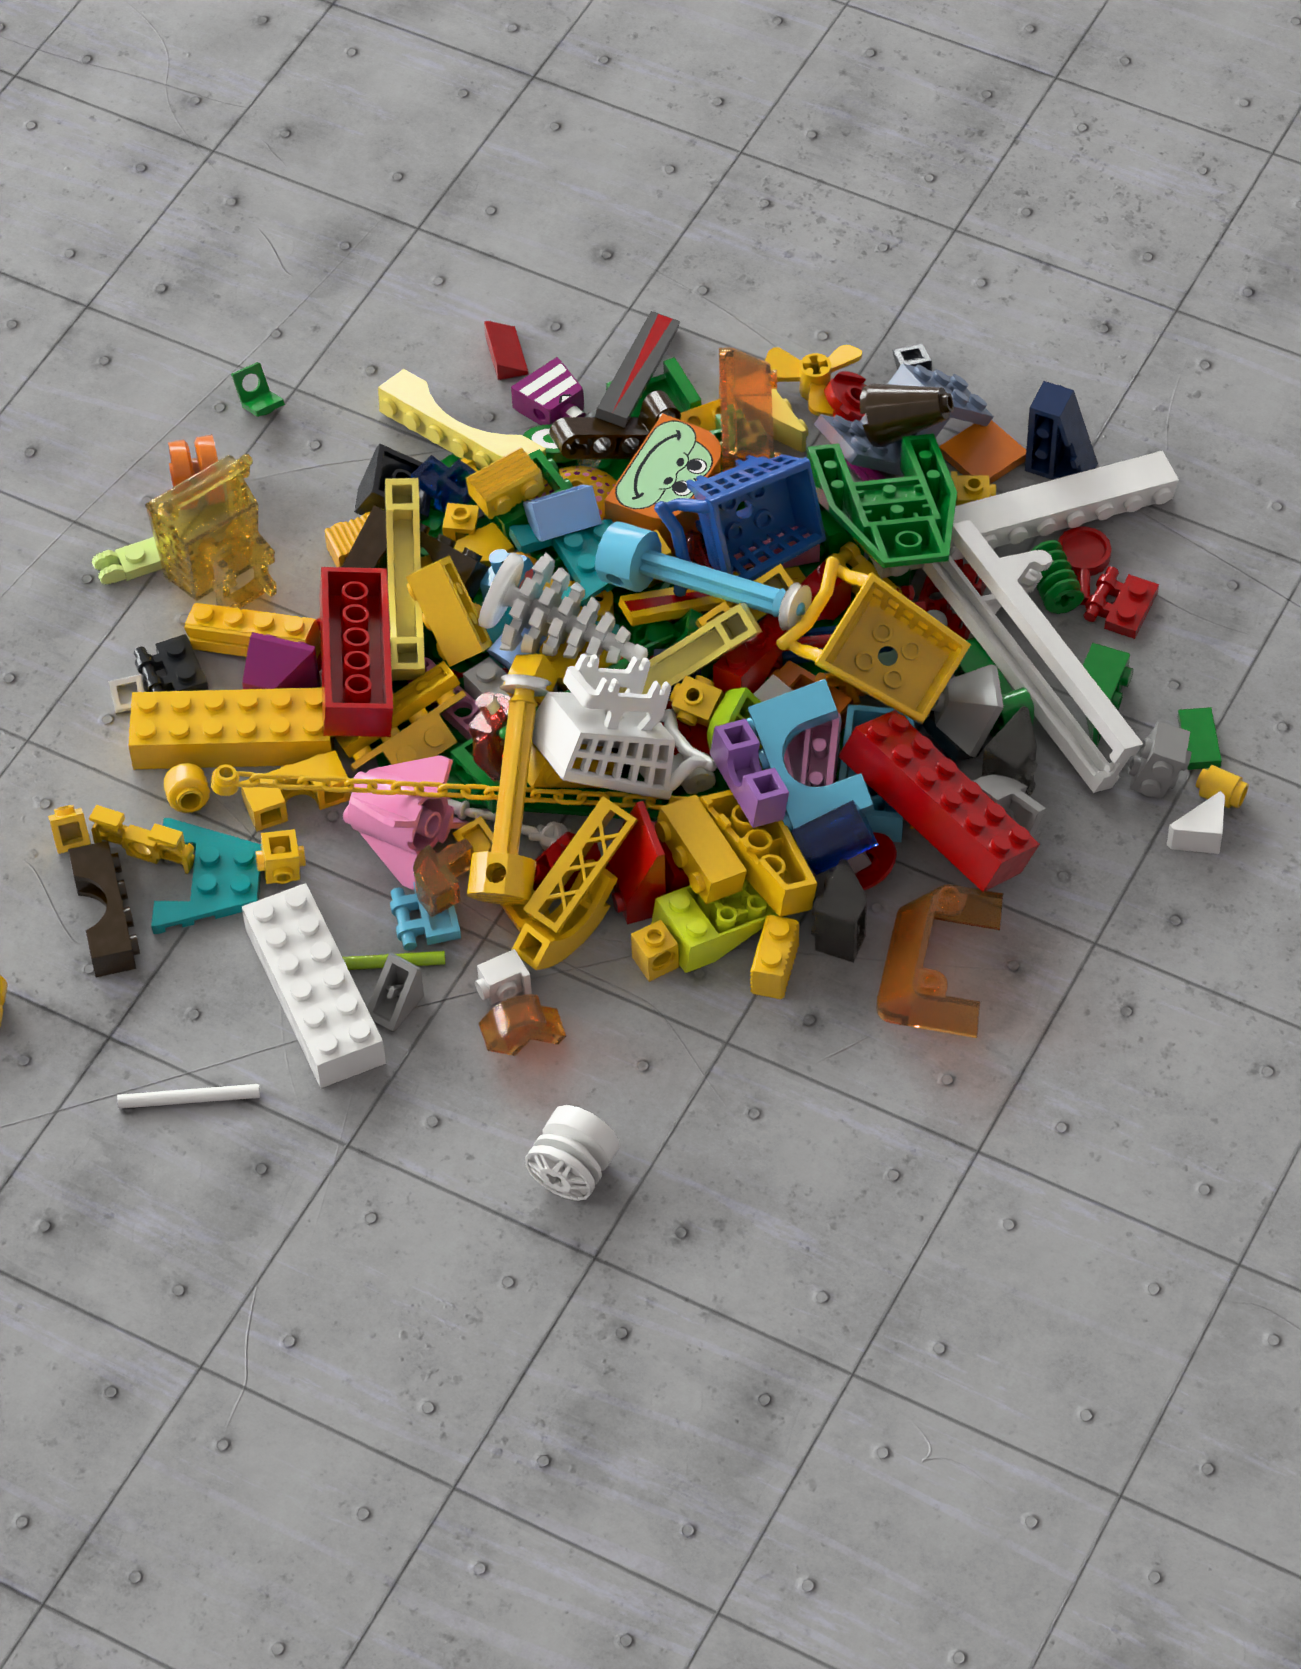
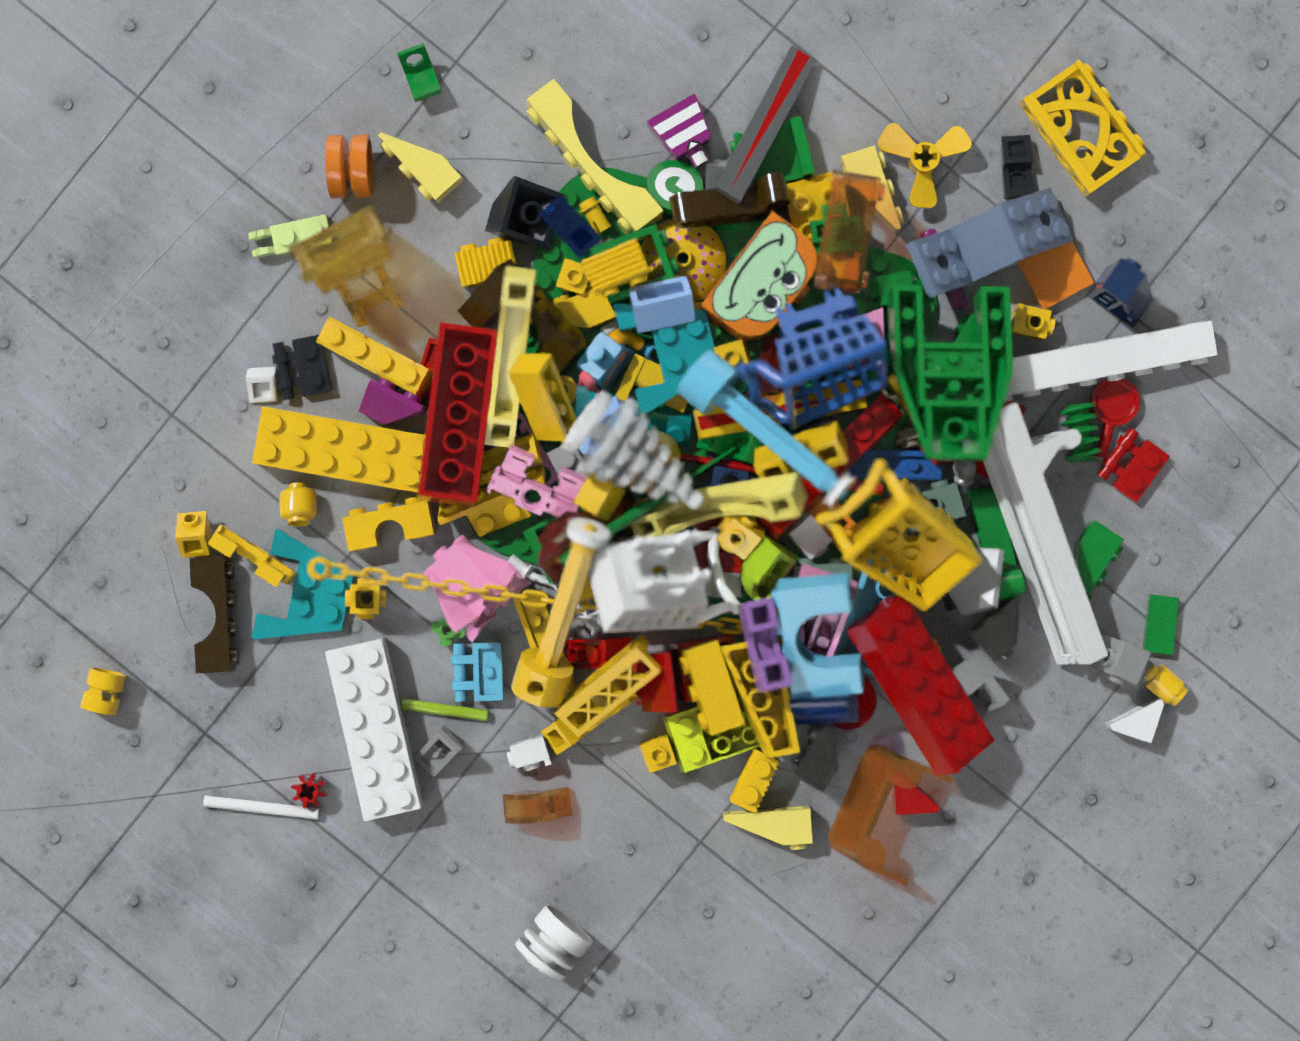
camera: 10 degrees right, 35 degrees up
(245, 1061) = (306, 799): none -> red gear
(280, 470) = (428, 168): none -> light yellow slope
(382, 888) = (446, 637): none -> bright green plate
(428, 690) = (511, 485): none -> bright pink piece
(437, 873) = (486, 653): clear orange brick -> none
(505, 350) = (652, 60): red slope -> none
(810, 998) = (782, 825): none -> light yellow slope
(844, 395) = (940, 200): red plate -> none
(902, 410) = (986, 259): dark brown cone -> none
(964, 944) = (912, 801): none -> red slope
(975, 302) = (1043, 120): none -> yellow fence

